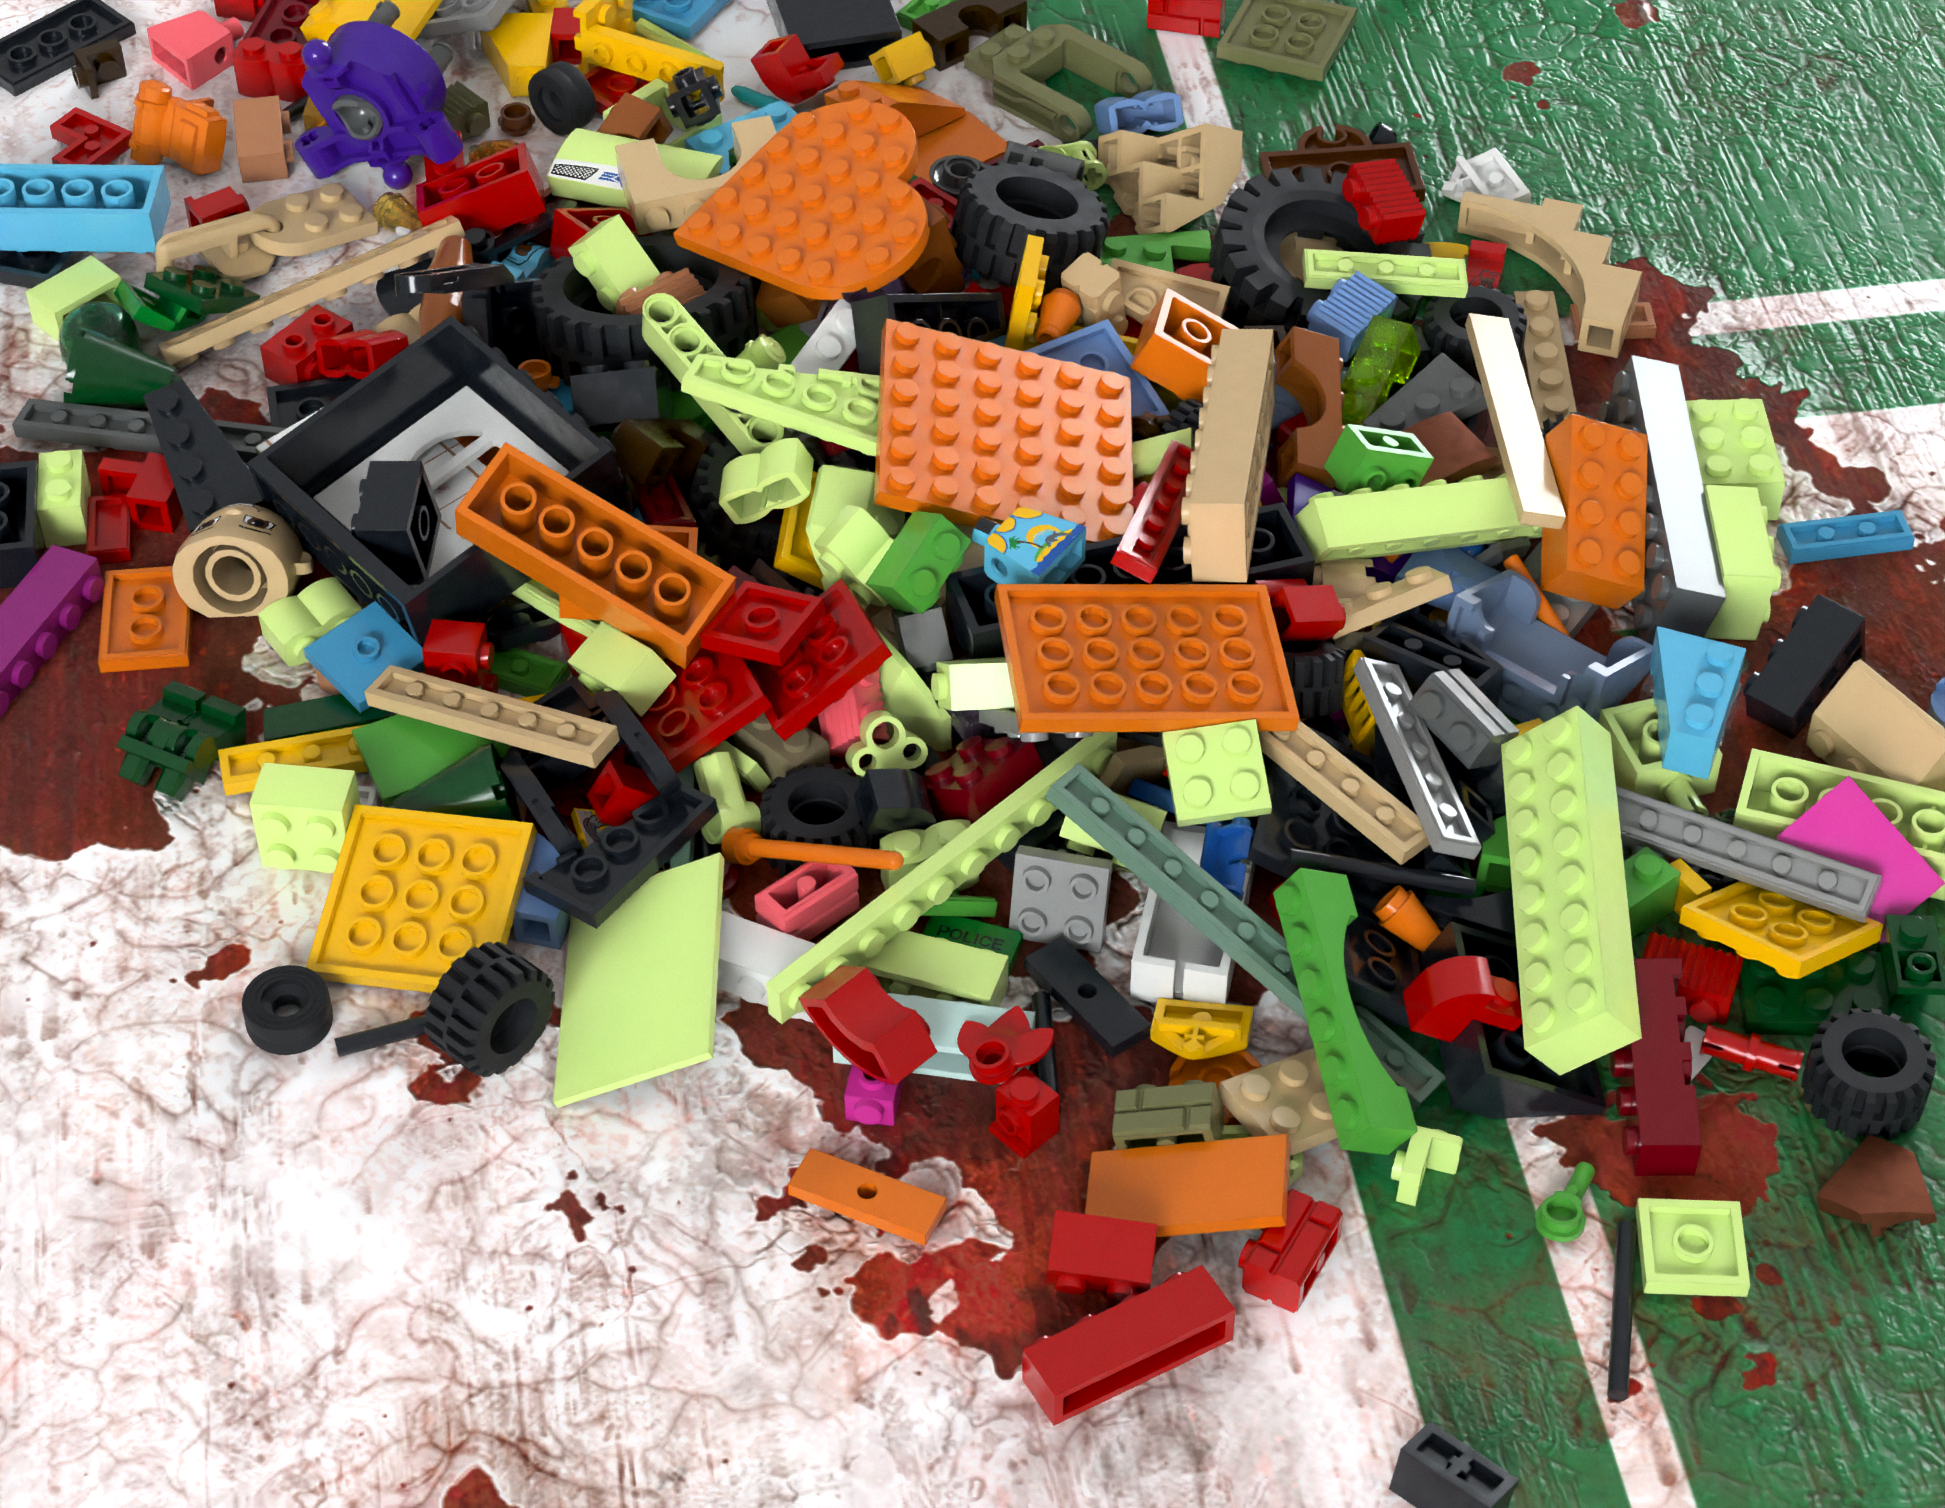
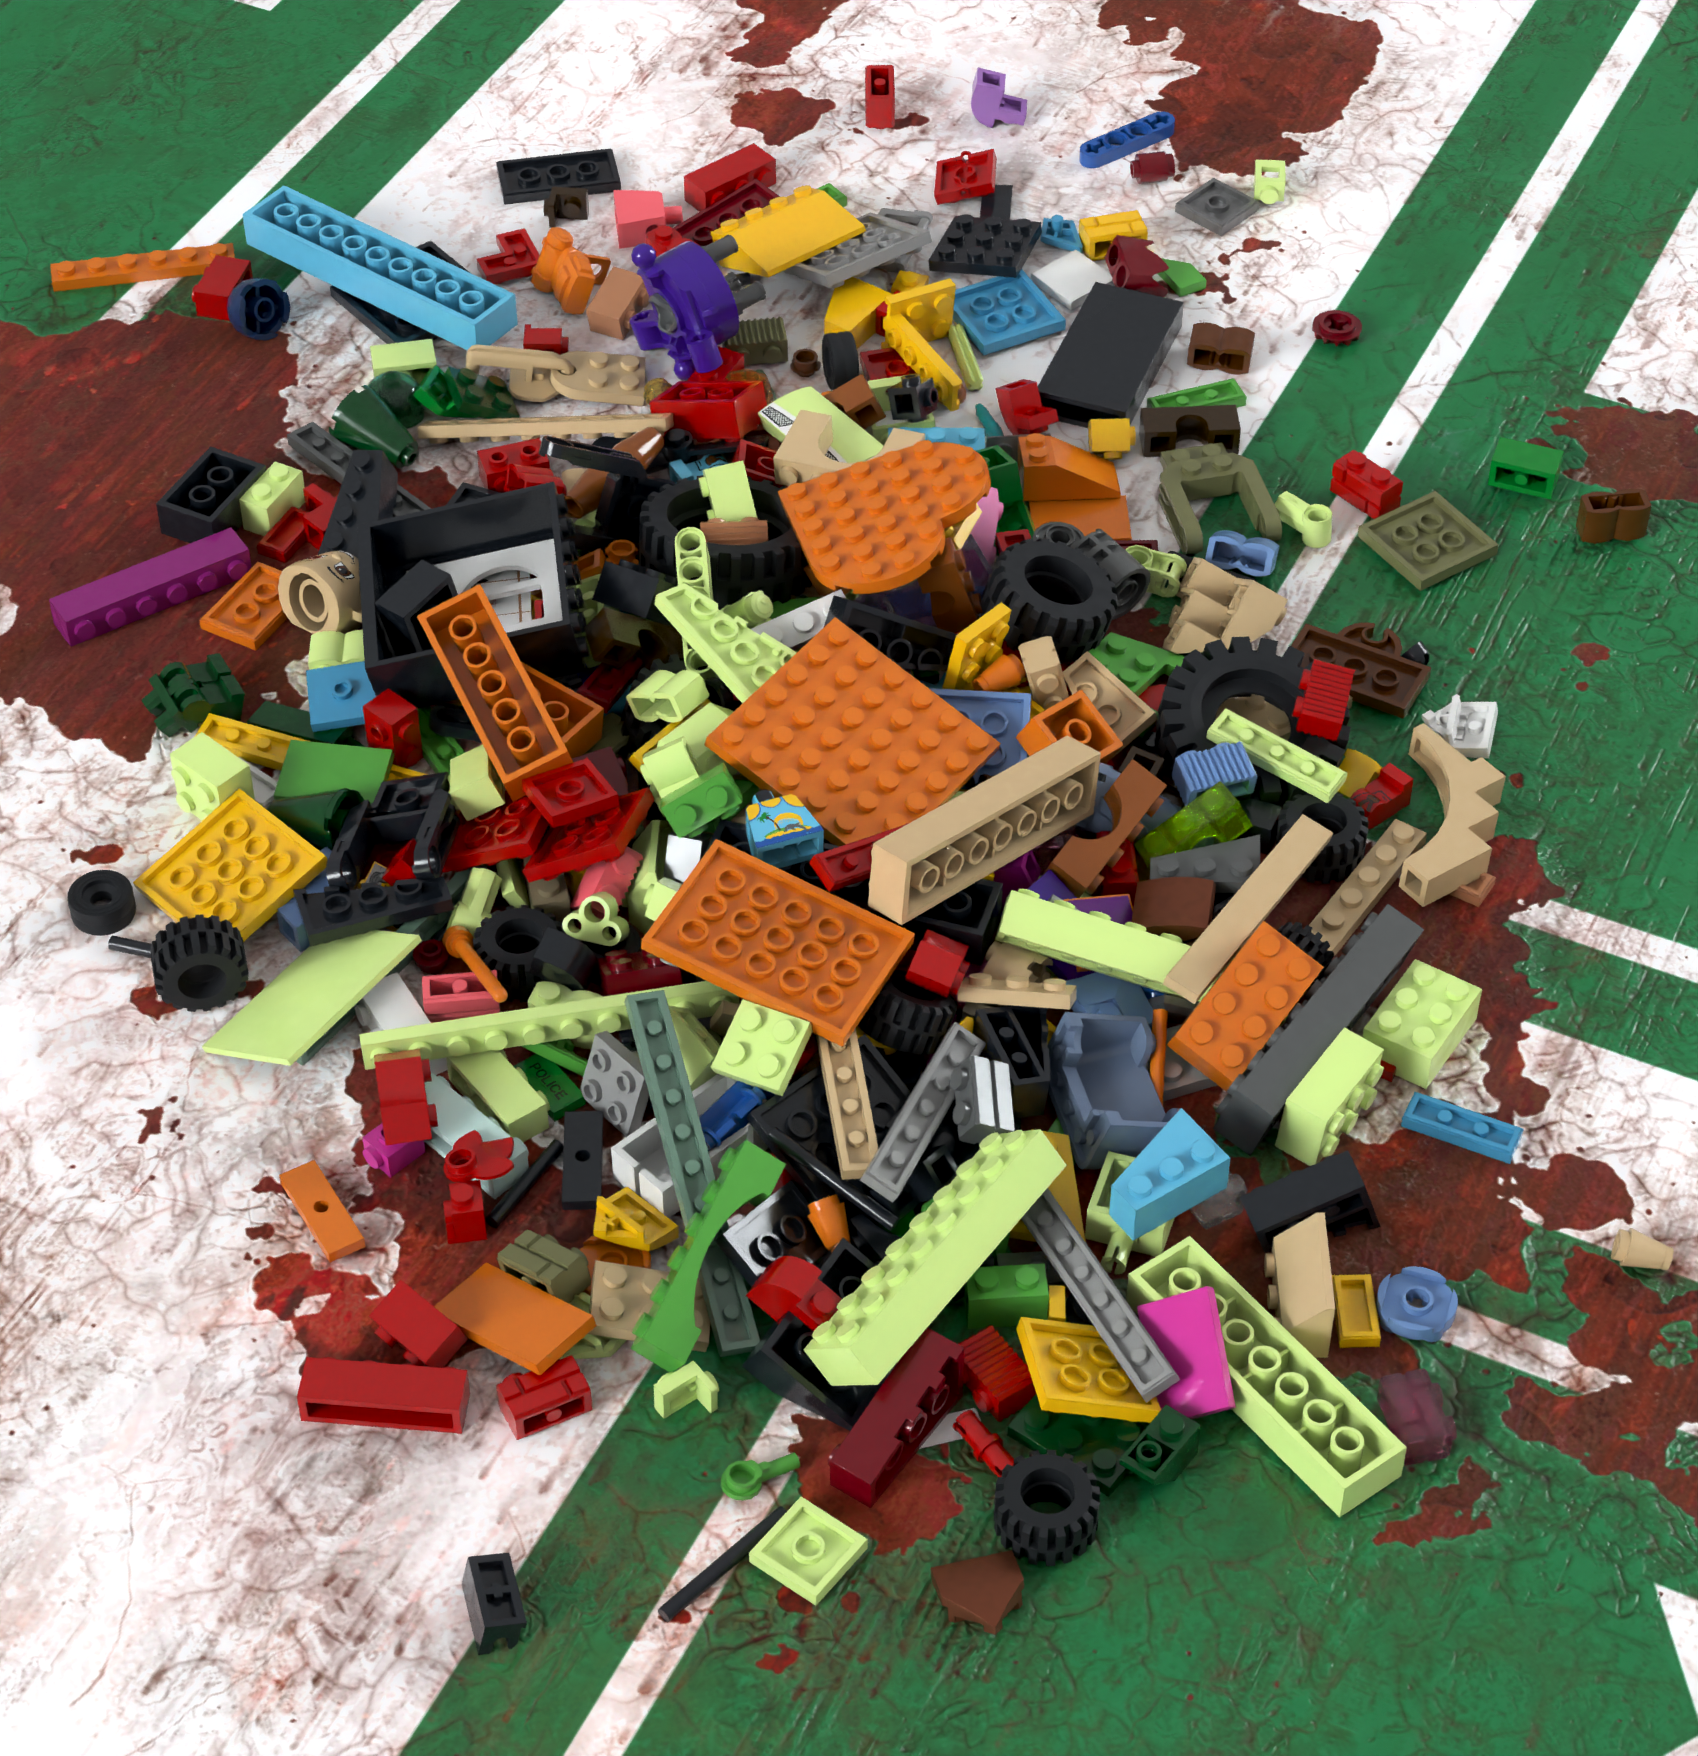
camera: 35 degrees right, 0 degrees up
(492, 716) = (366, 772): tan plate -> none
(1170, 59) = (1310, 520): none -> yellowish green piece
(1377, 459) = (1105, 887): bright green brick -> none

